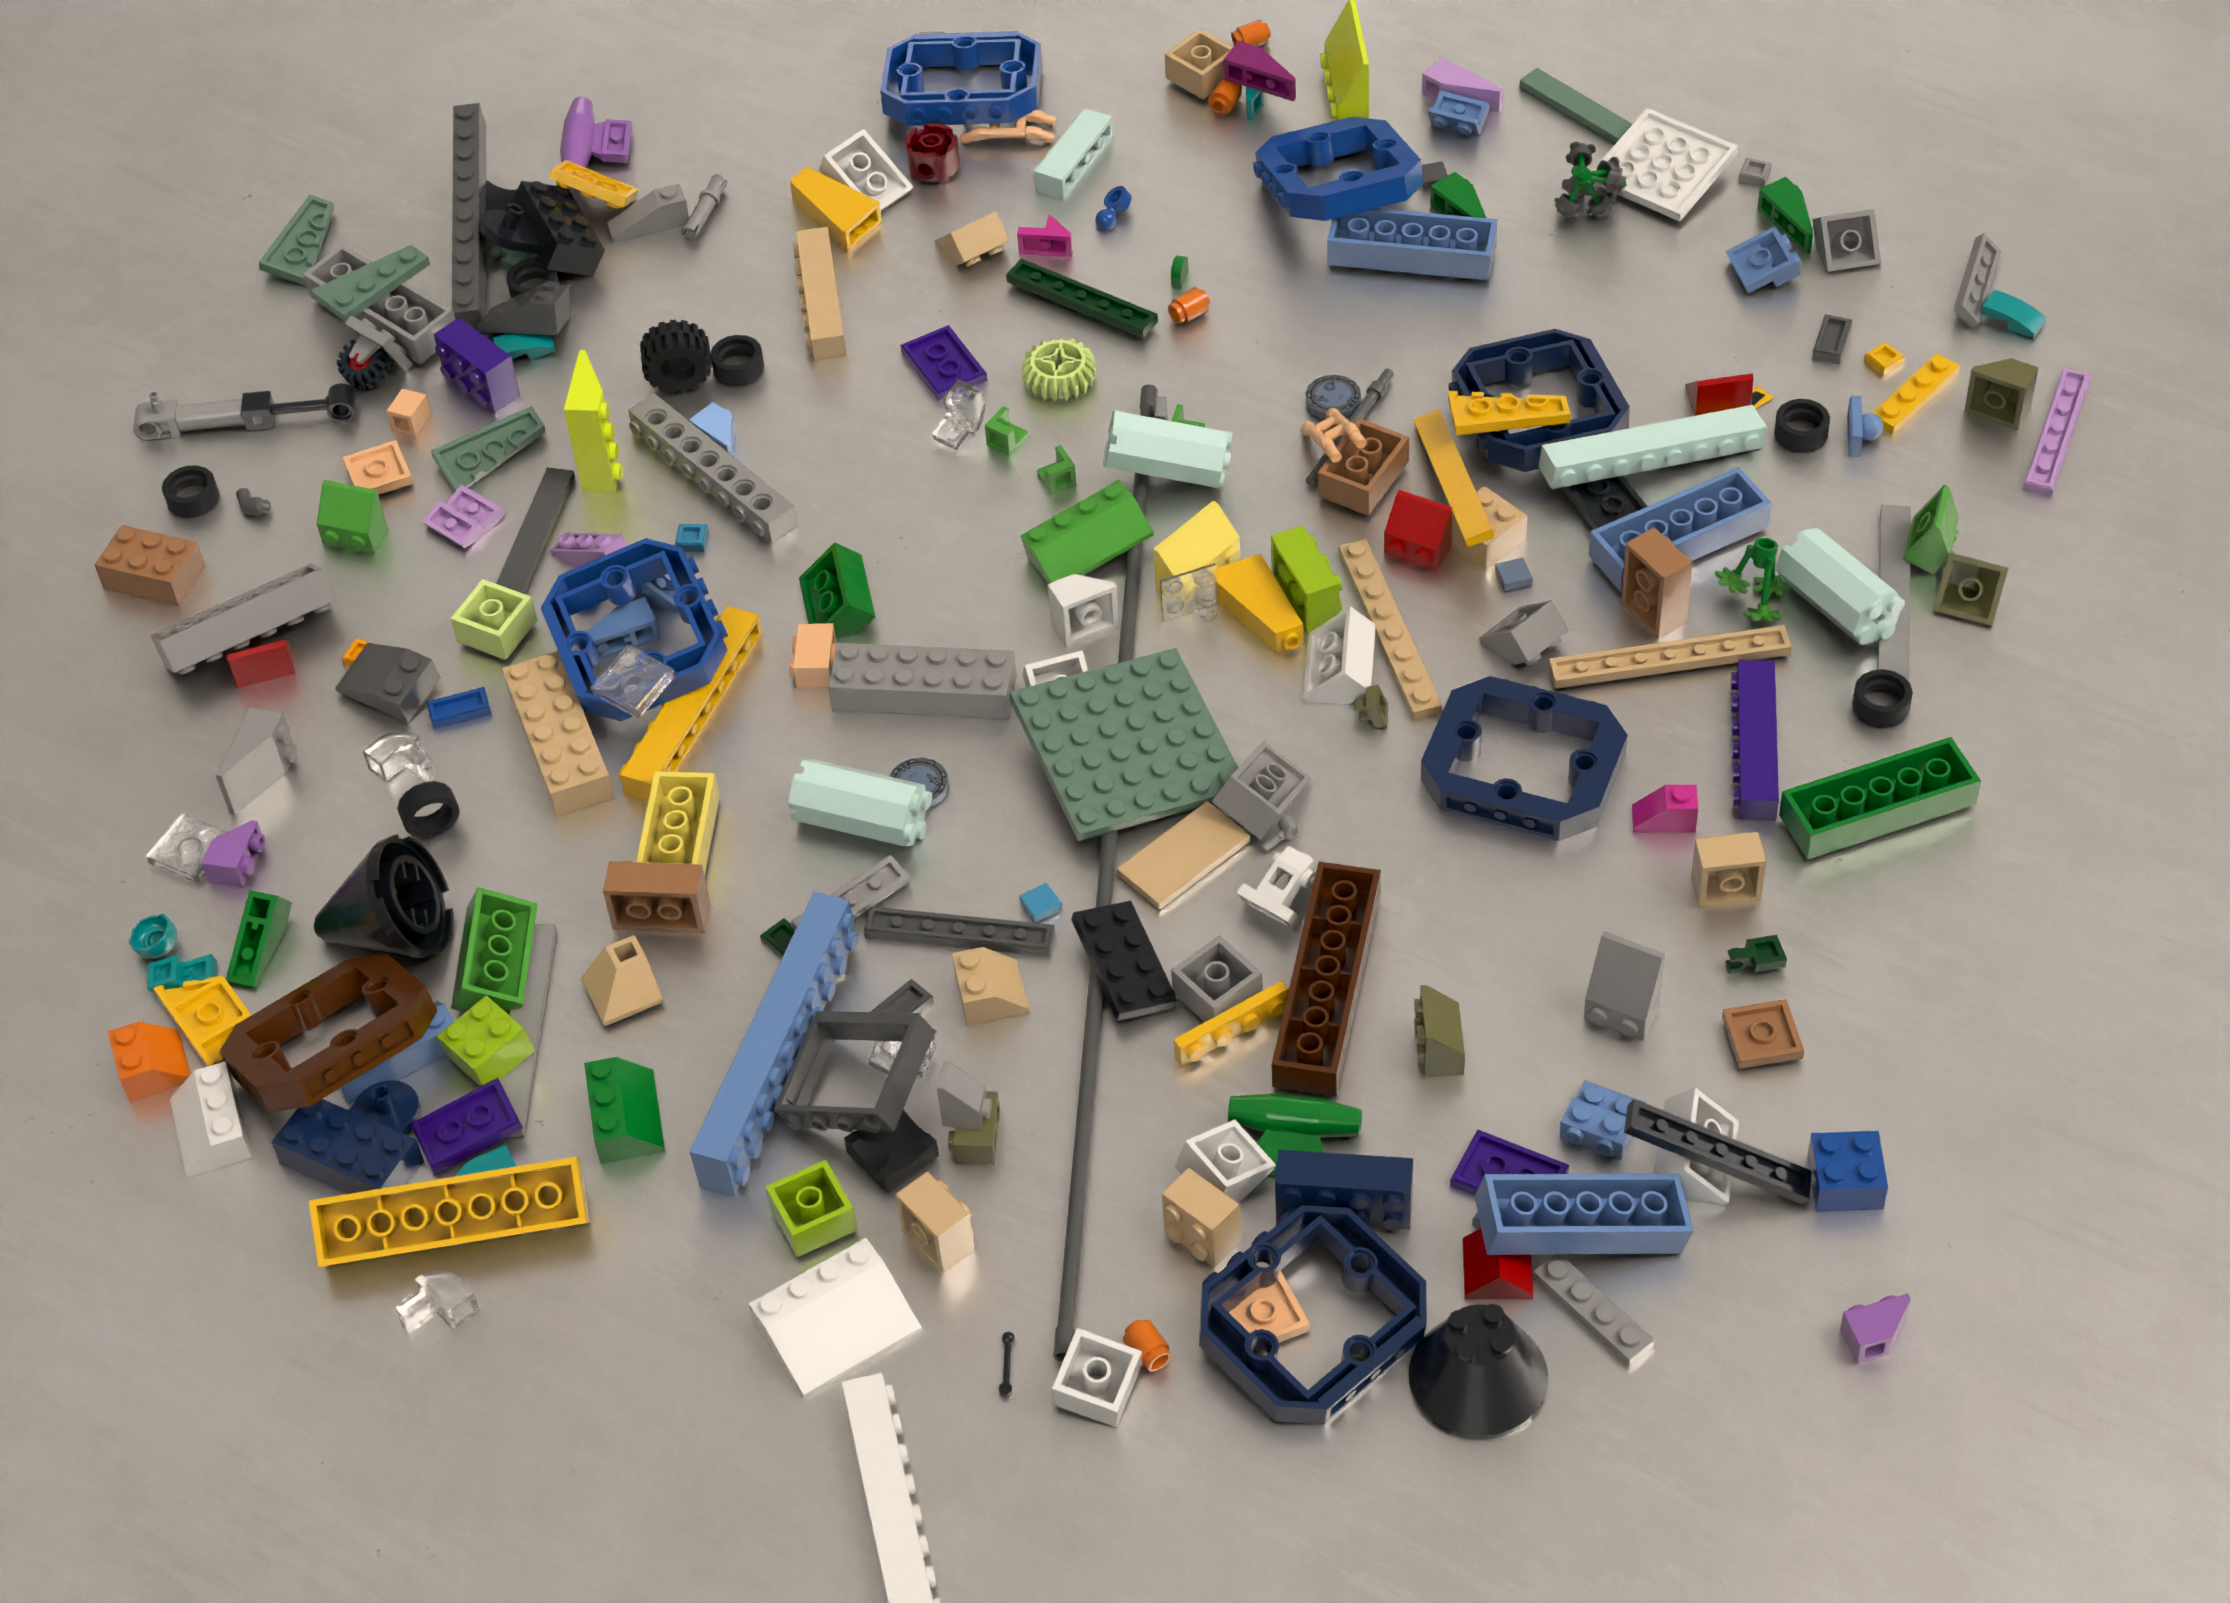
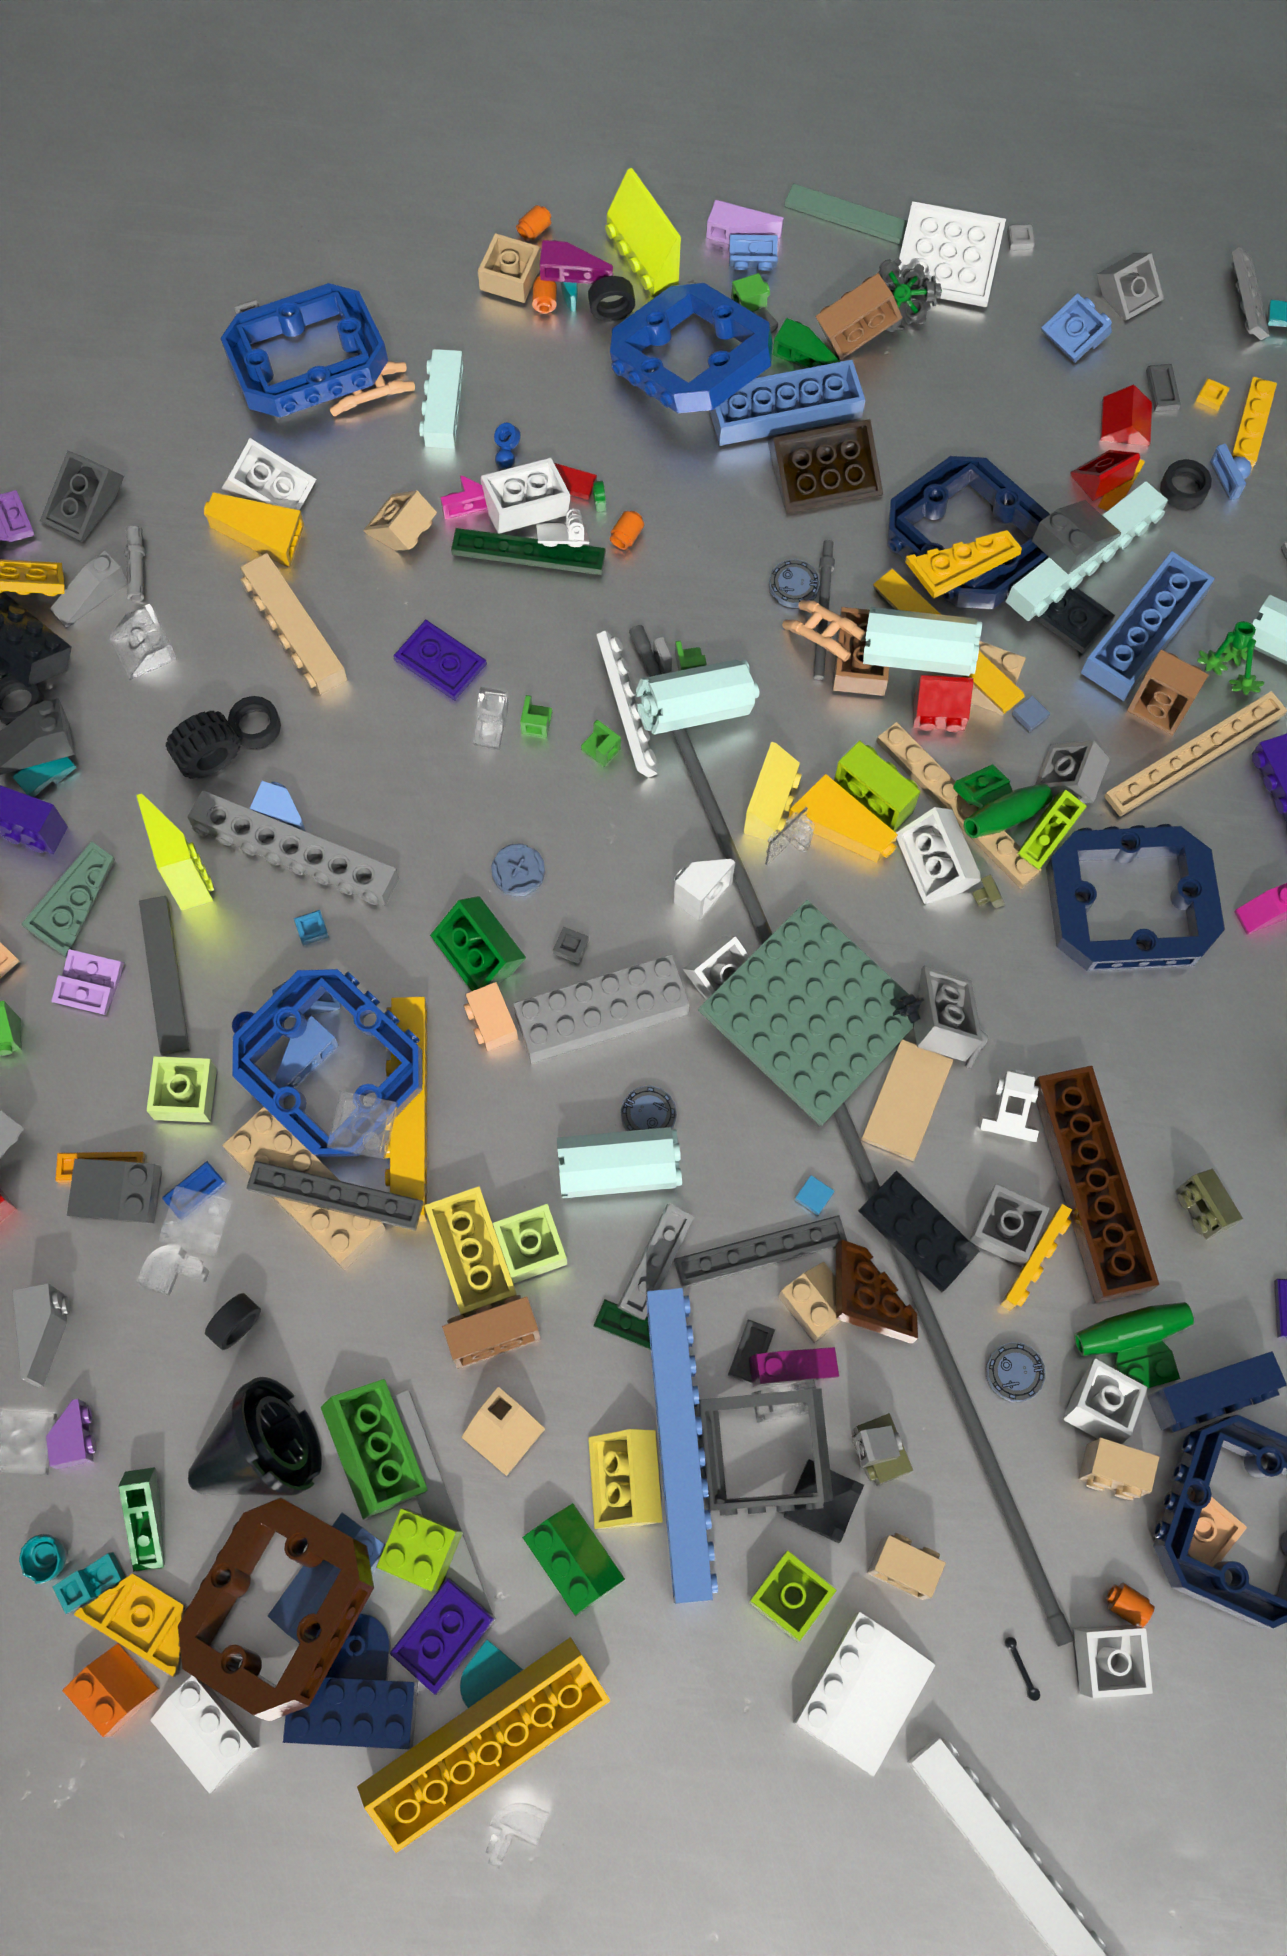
camera: 30 degrees left, 20 degrees up
(444, 727) = (195, 1221): none -> clear hinge
(578, 735) = (335, 1195): none -> dark grey tile
(586, 547) = (234, 979): lavender slope -> none
(673, 269) = (141, 643): none -> clear slope
(687, 140) = (80, 496): none -> dark grey slope
(707, 1061) = (625, 1479): none -> light yellow slope
(737, 842) = (530, 1243): none -> yellowish green brick
(914, 551) = (518, 870): none -> sand blue tile
(926, 623) = (570, 945): none -> dark grey plate
(932, 153) = (318, 439): dark red brick -> none
(952, 1035) = (793, 1366): none -> magenta slope
(1040, 995) = (870, 1297): none -> reddish brown plate
(1059, 369) = (538, 645): yellowish green gear -> none
(1087, 534) = (668, 807): bright green slope -> none
(1093, 474) = (624, 695): none -> white plate
(1101, 247) = (525, 495): none -> white slope
(1134, 287) = (572, 533): none -> white hinge
(1153, 1115) = (1015, 1372): none -> tile
(1155, 252) = (577, 481): none -> red tile
(1222, 763) = (908, 1007): none -> black plant
(1292, 98) = (608, 287): none -> black tyre
(1411, 456) = (922, 641): none -> light aqua brick
(1423, 305) = (826, 466): none -> dark brown slope
(1425, 629) = (997, 802): none -> green plate
(1434, 145) = (750, 292): none -> bright green brick
(1474, 663) = (1051, 828): none -> lime slope
(1525, 185) = (859, 316): none -> medium nougat brick
(1636, 419) = (1074, 535): none -> dark grey slope
(1776, 353) = (1126, 417): none -> red slope
(1786, 209) = (1072, 271): green slope -> none

